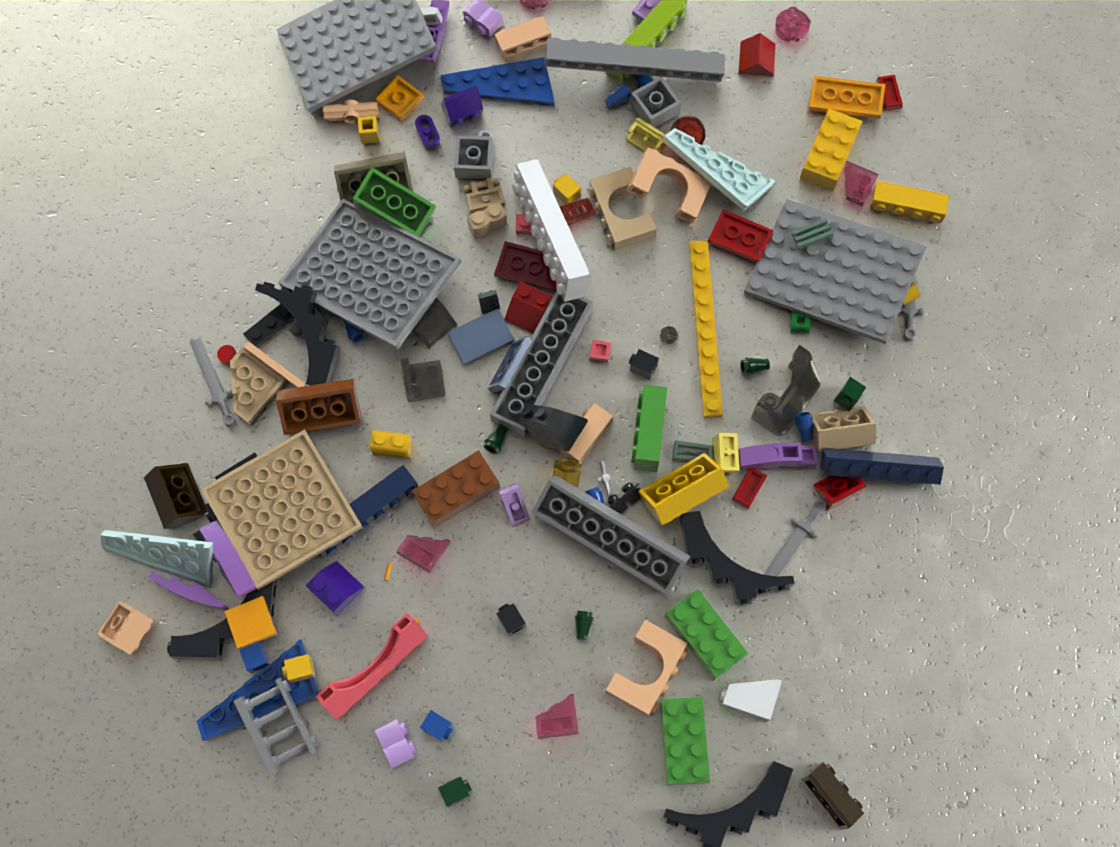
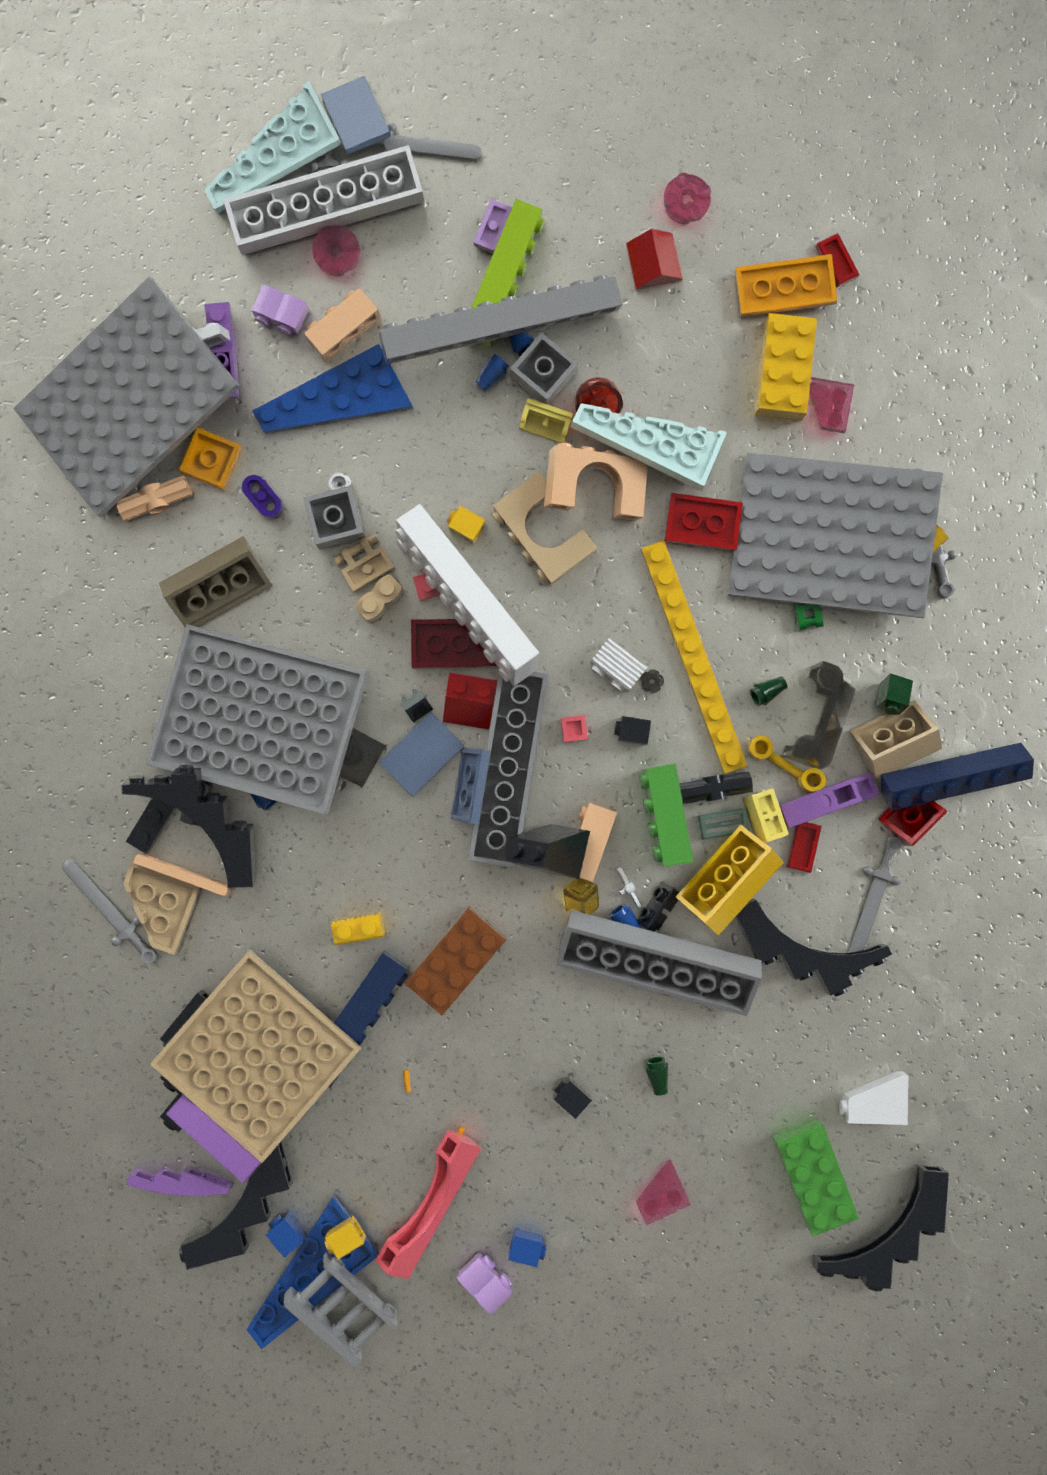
camera: 20 degrees left, 15 degrees up
(125, 627) = (121, 1248): light nougat slope -> none
(175, 495) = (119, 1071): dark brown slope -> none
(177, 556) = (157, 1150): light aqua wing -> none
(226, 354) = (115, 873): red tile -> none
(250, 622) = (268, 1203): light orange tile -> none
(318, 406) = (254, 912): dark orange brick -> none
(335, 587) = (351, 1123): dark purple slope -> none
(368, 129) = (186, 519): yellow brick -> none
(394, 202) = (255, 616): bright green brick -> none
(423, 380) = (369, 833): clear smoke bracket -> none
(423, 551) = (441, 1046): clear pink wing -> none
(455, 791) = (572, 1316): dark green brick -> none
(462, 106) = (297, 451): dark purple slope -> none
(495, 440) = (483, 881): dark green cone -> none
(514, 505) = (532, 958): lavender slope -> none
(571, 207) = (490, 557): clear red slope -> none
(644, 697) = (754, 1139): light nougat arch -> none
(646, 315) = (617, 665): none -> white brick
(693, 423) = (716, 787): none -> black piece
(706, 634) = (804, 1045): bright green brick -> none
(736, 406) = (762, 748): none -> yellow piece
(804, 424) = (849, 749): blue cone -> none
(806, 232) = (811, 483): sand green tile -> none
(833, 796) = (1001, 1186): dark brown slope -> none
(909, 201) = (902, 410): yellow brick -> none

